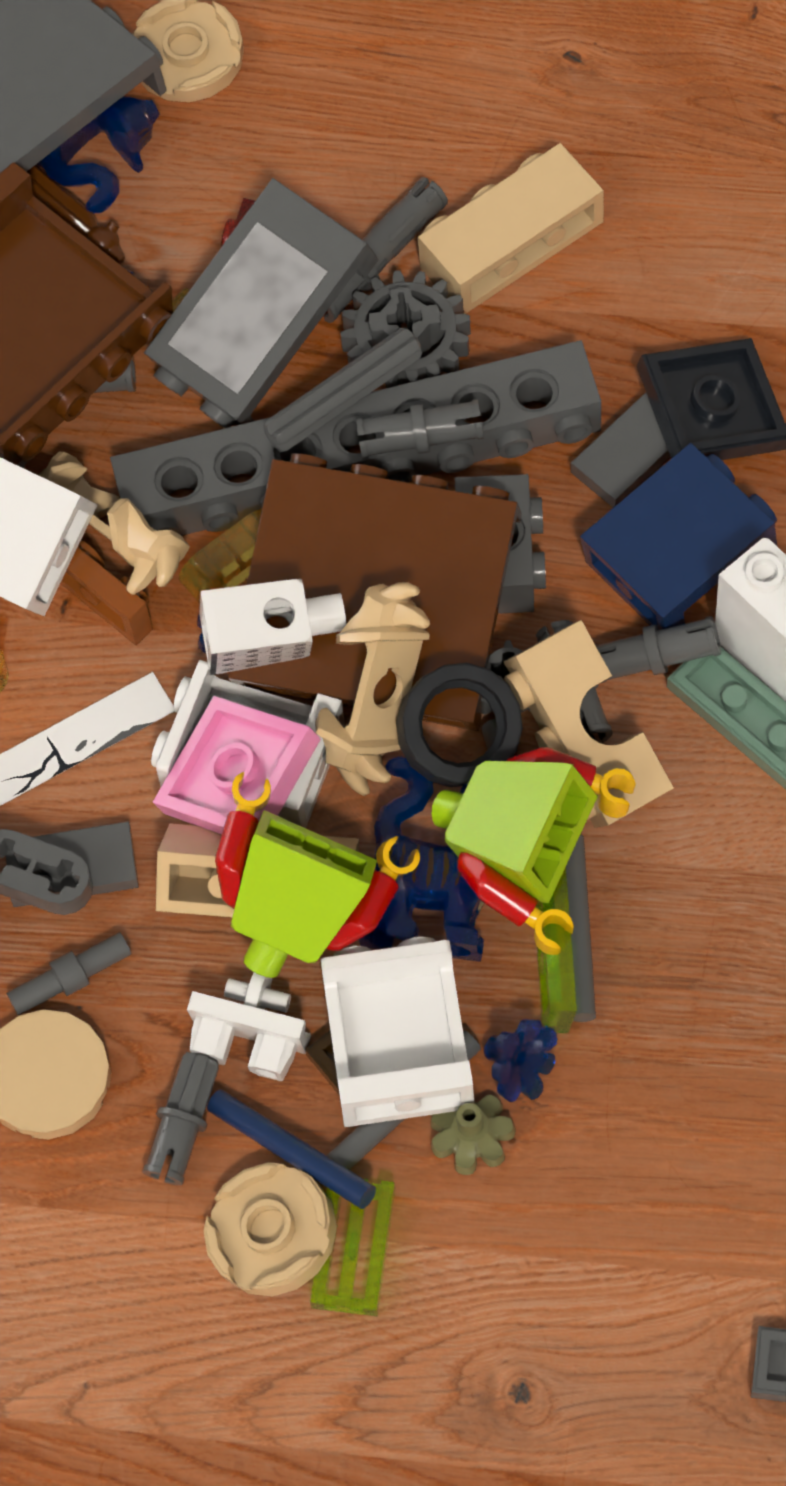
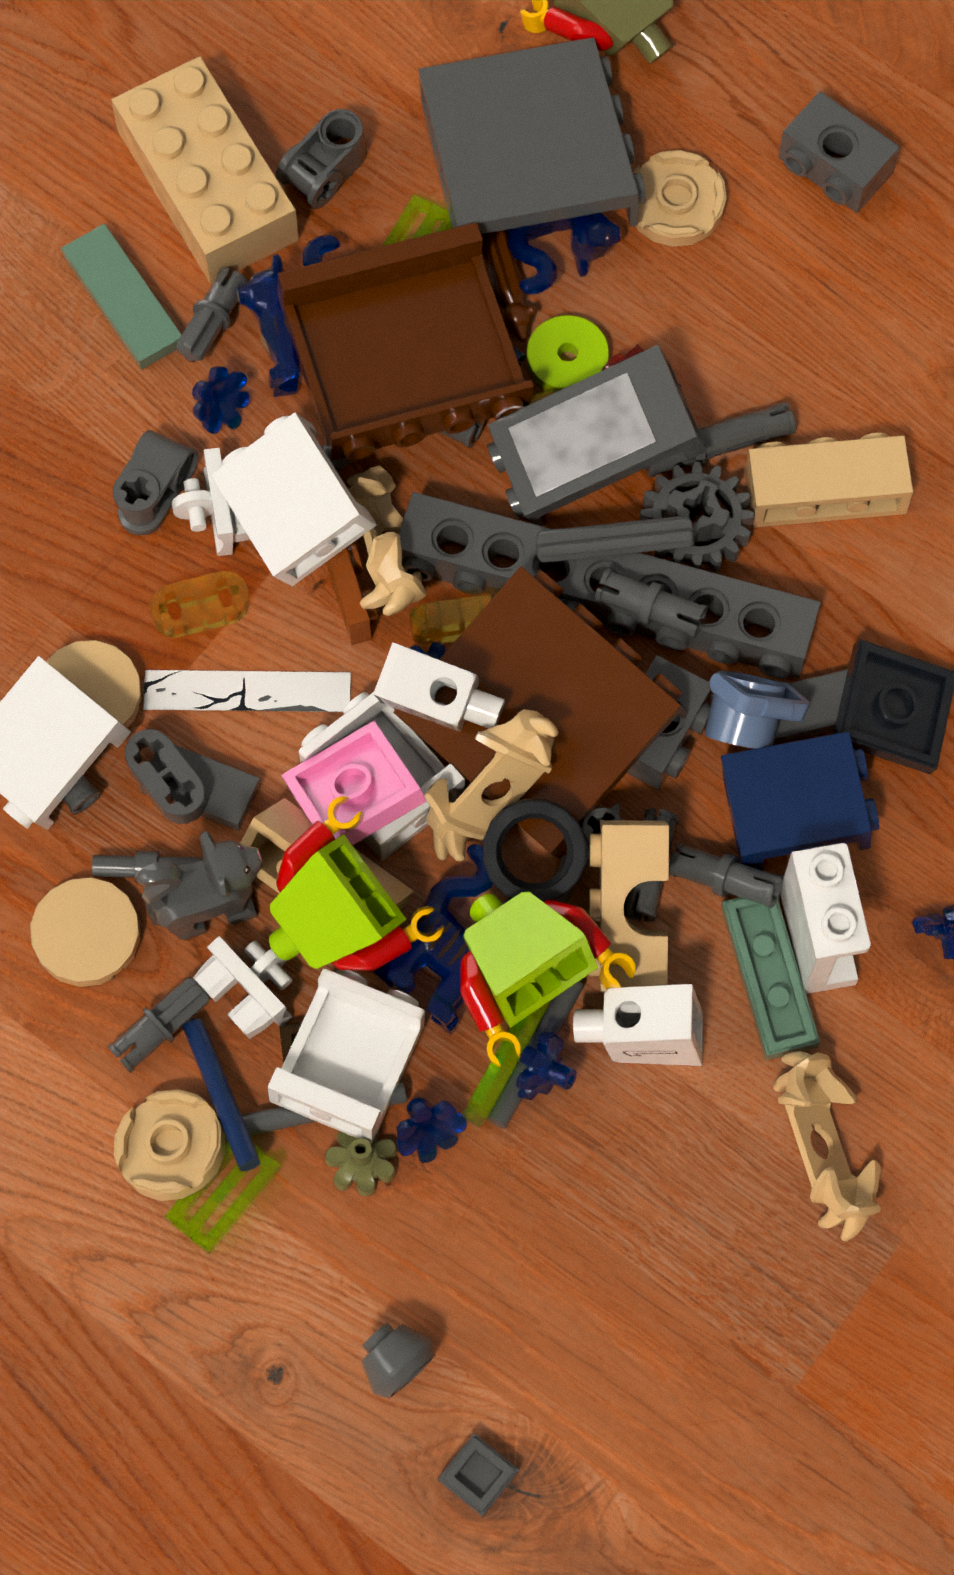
camera: 25 degrees right, 5 degrees up
(138, 963) = (201, 890): none -> dark grey animal
(171, 230) = (565, 335): none -> lime piece
(580, 477) = (748, 708): none -> sand blue piece
(601, 932) = (544, 1068): none -> clear blue plant
(635, 1298) = (395, 1358): none -> dark grey cone
(674, 832) = (666, 1027): none -> white torso

